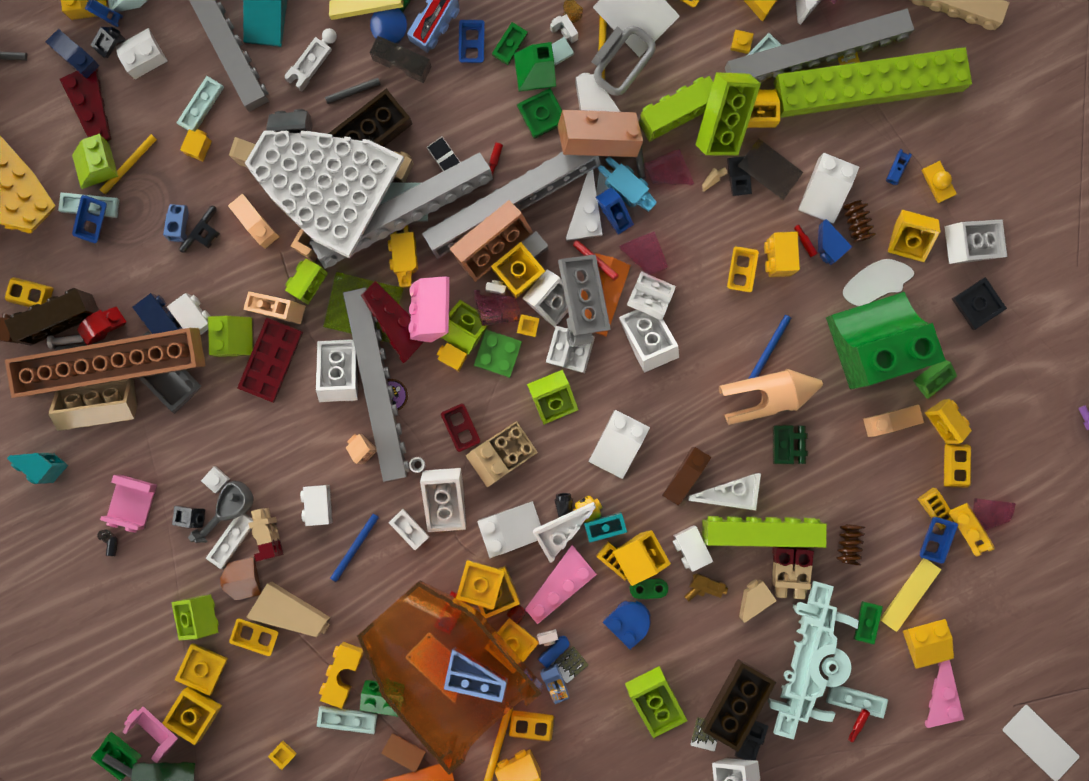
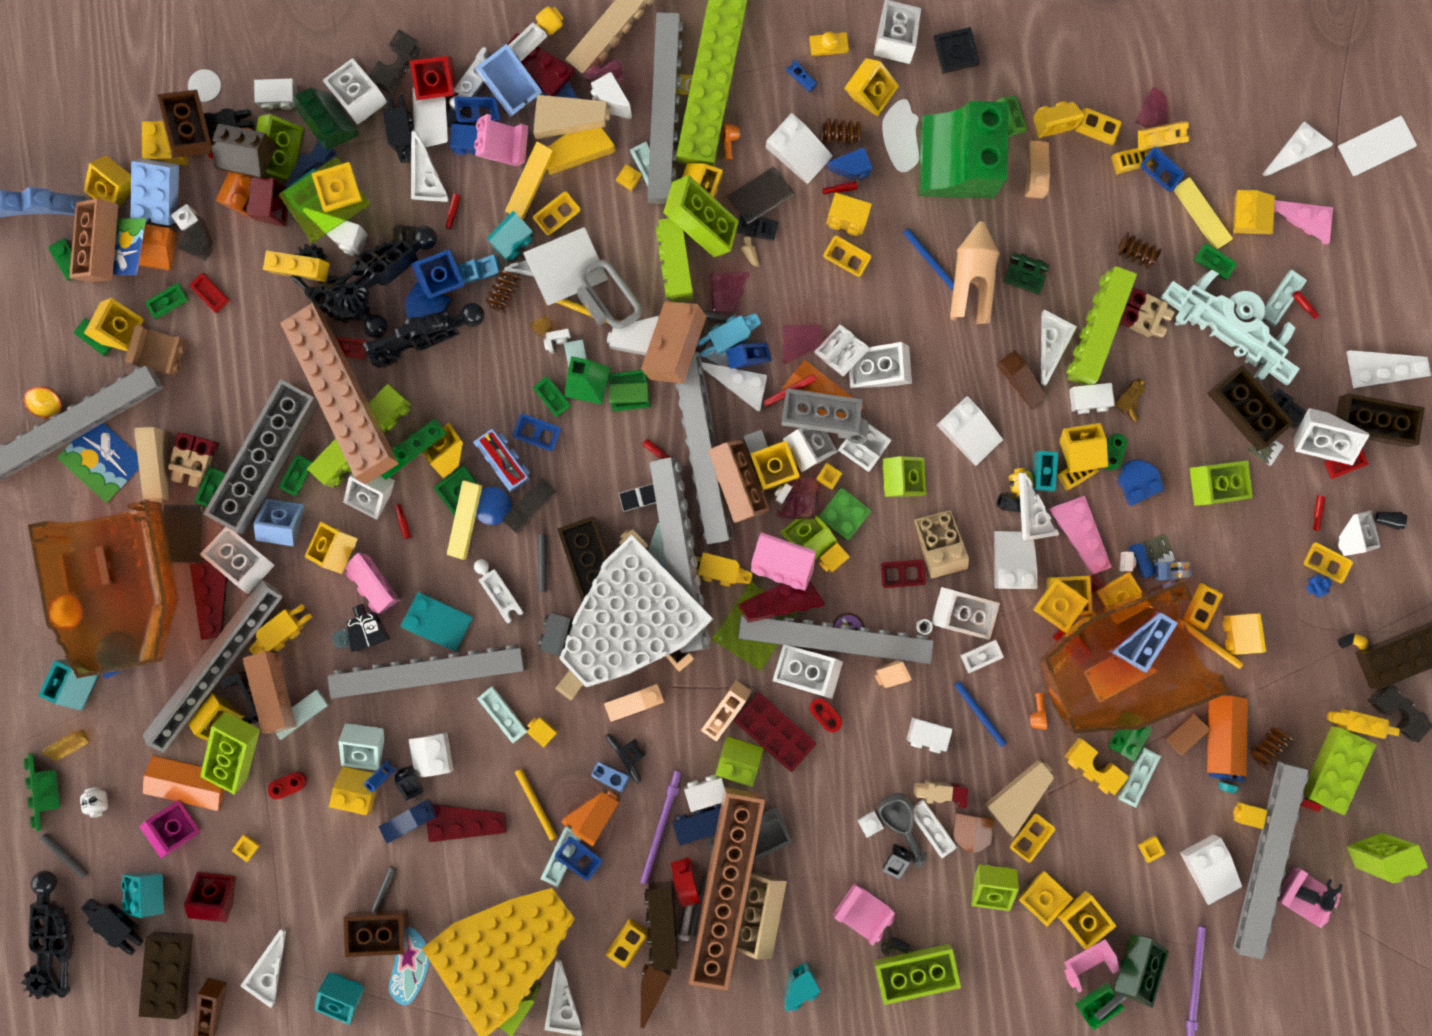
camera: 70 degrees left, 0 degrees up
(87, 571) = (917, 974): none -> lime brick
(94, 161) = (523, 836): lime slope -> none
(130, 218) = (592, 816): none -> orange slope
(182, 284) = (672, 791): none -> medium lavender bar
(302, 401) = (825, 715): none -> red plate
(306, 280) = (712, 672): lime slope -> none
(368, 604) = (1038, 719): none -> orange bar
(538, 111) = (628, 393): none -> bright green slope
(755, 599) = (1159, 357): tan slope -> none
(818, 120) = (729, 133): none -> orange bar
(1013, 668) = (1302, 144): none -> white wing

